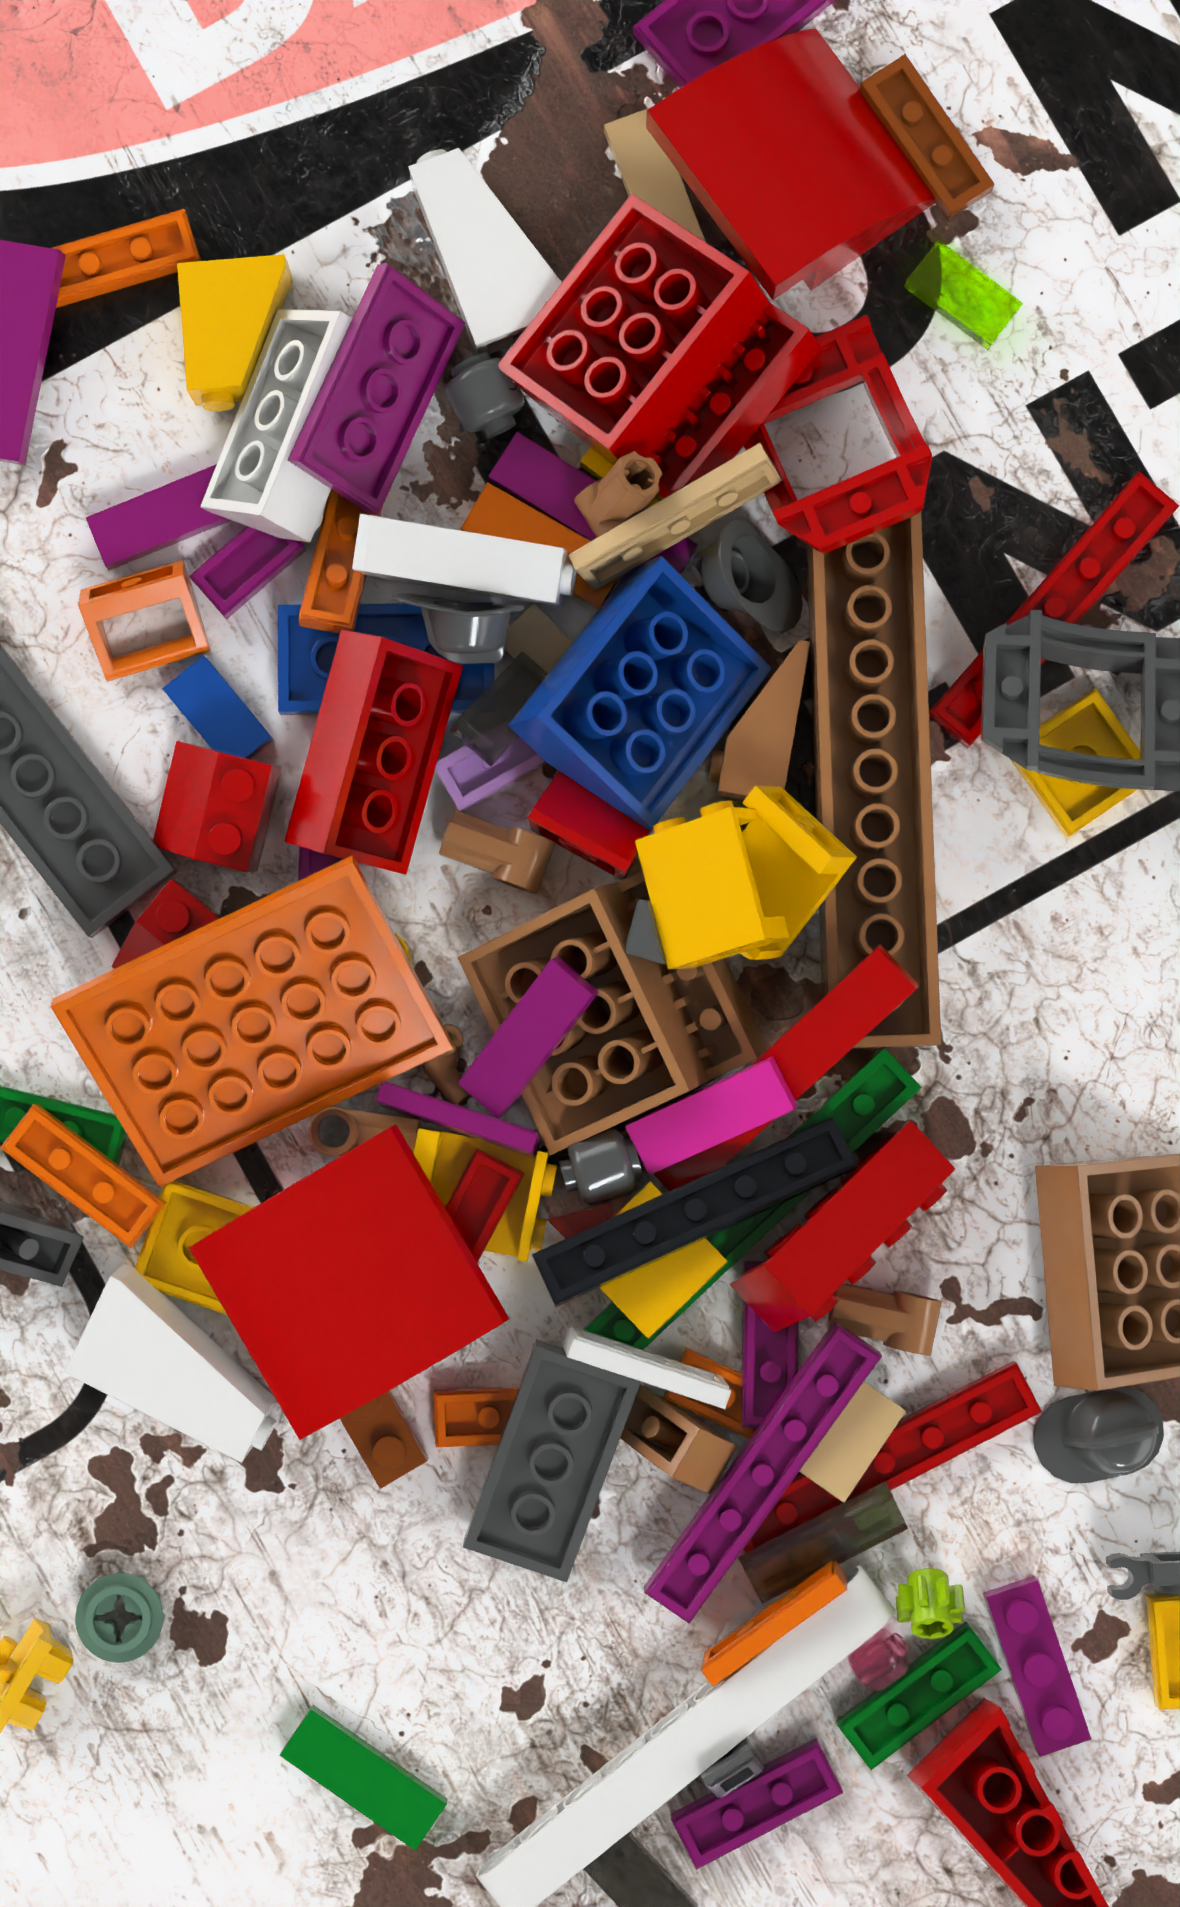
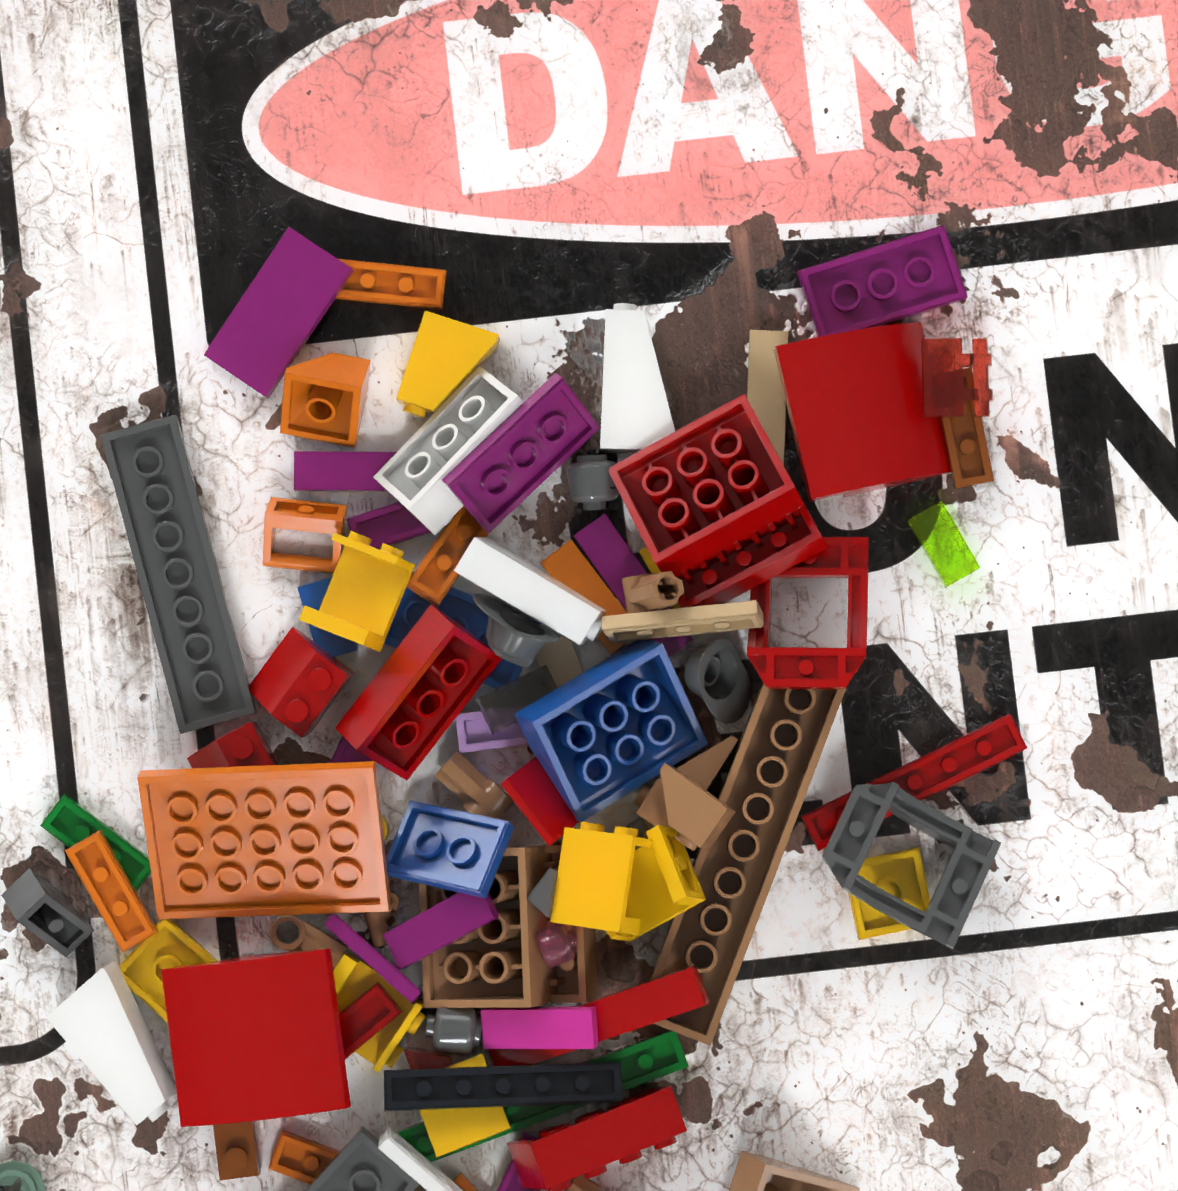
camera: 25 degrees right, 0 degrees up
(97, 433) = (325, 398): none -> orange slope
(246, 653) = (362, 592): none -> yellow panel
(496, 935) = (448, 848): none -> blue tile
(687, 999) = (556, 945): none -> clear pink piece
(792, 748) = (692, 810): none -> medium nougat slope
(877, 77) = (944, 378): none -> clear red plate

